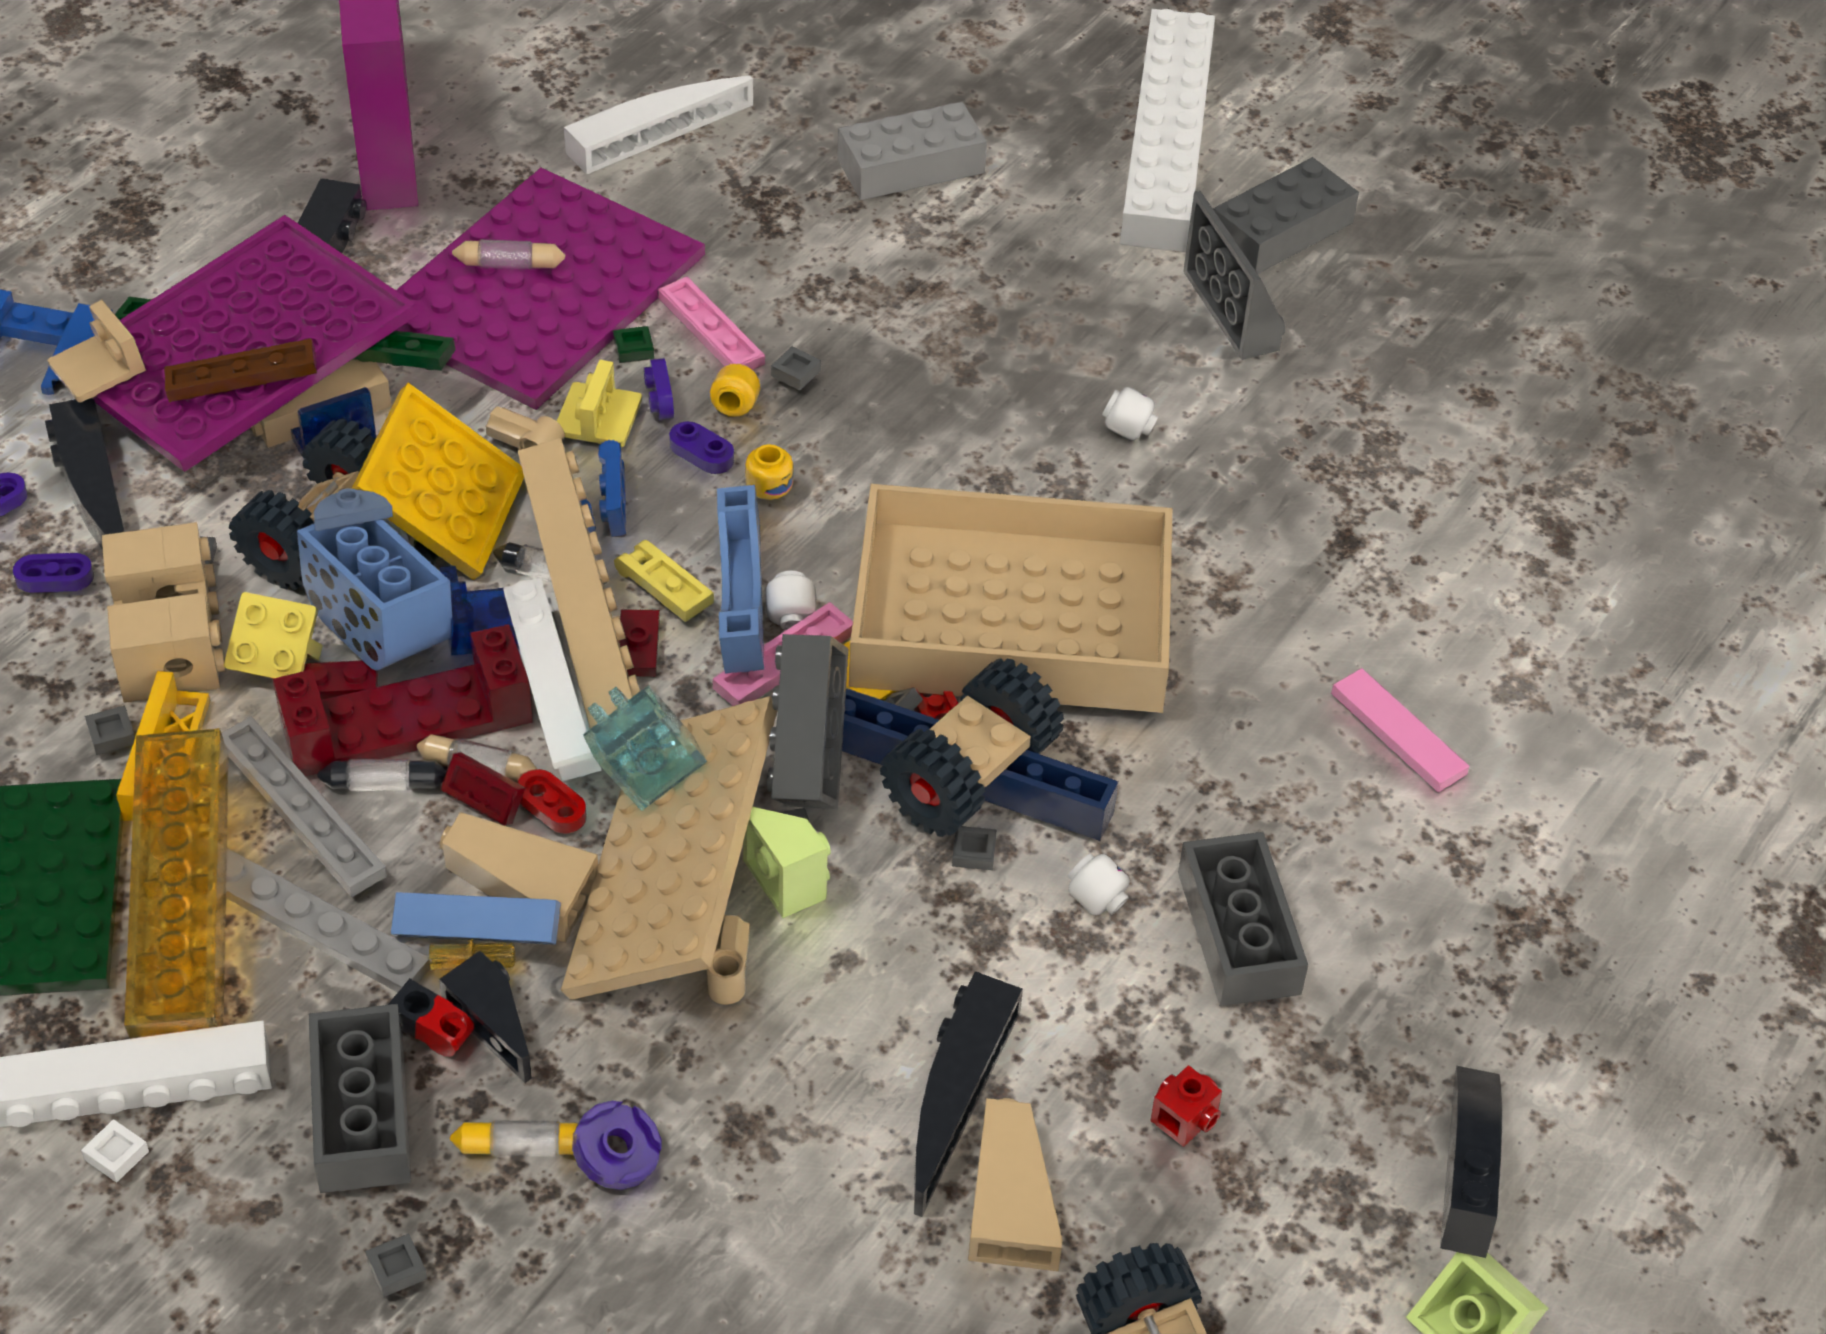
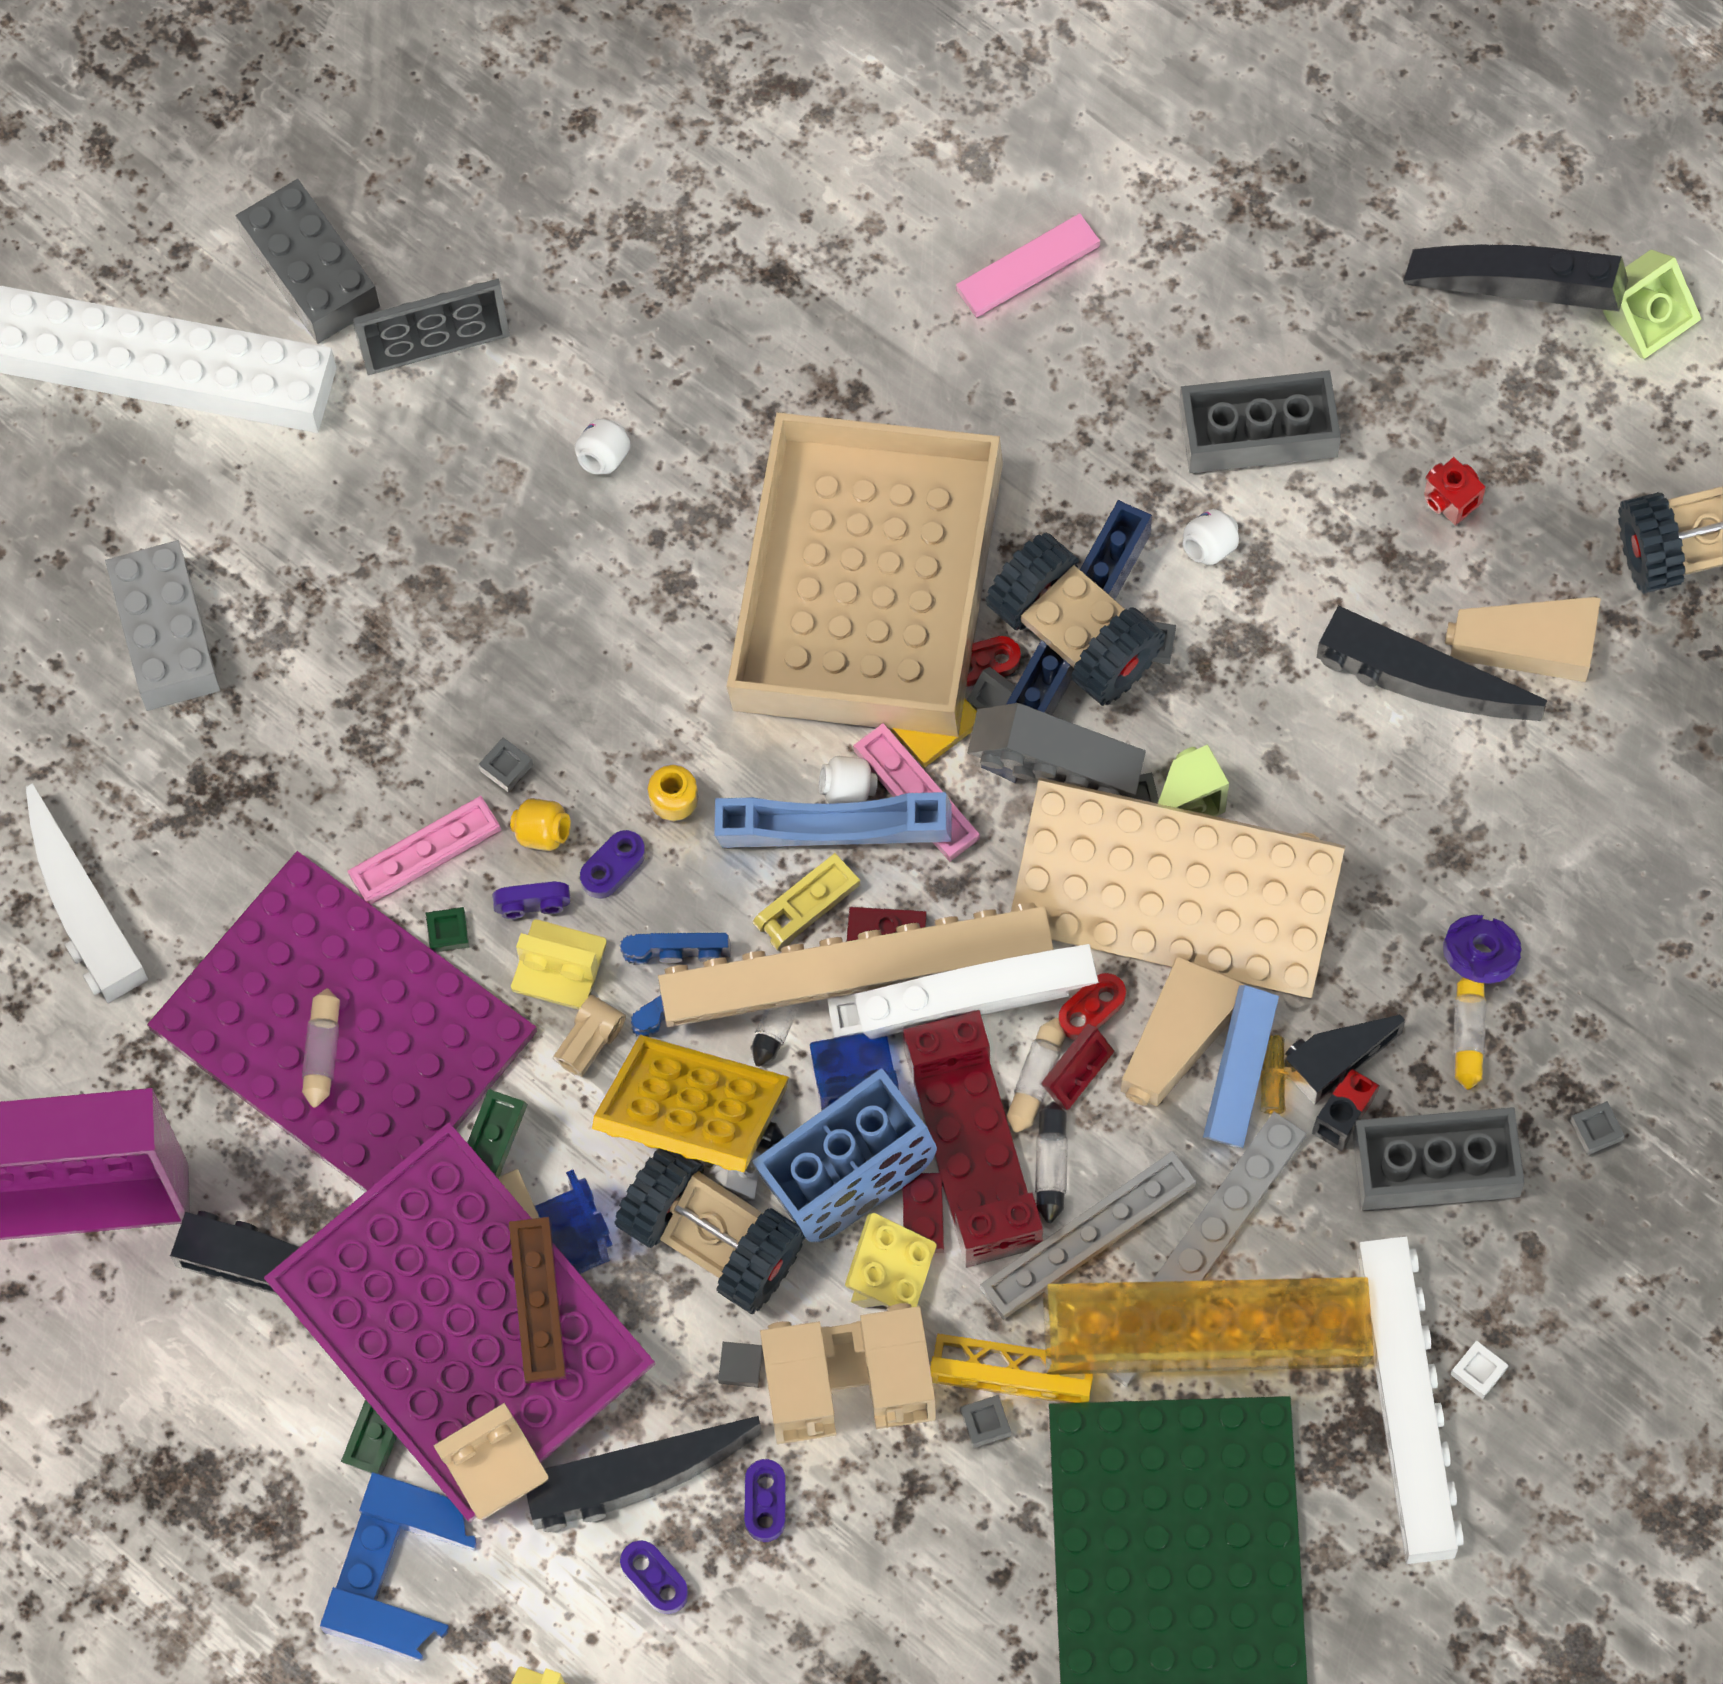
camera: 80 degrees left, 20 degrees up
(350, 508) = (770, 1169): sand blue plate -> none
(642, 745) = (1088, 896): clear light blue hinge -> none

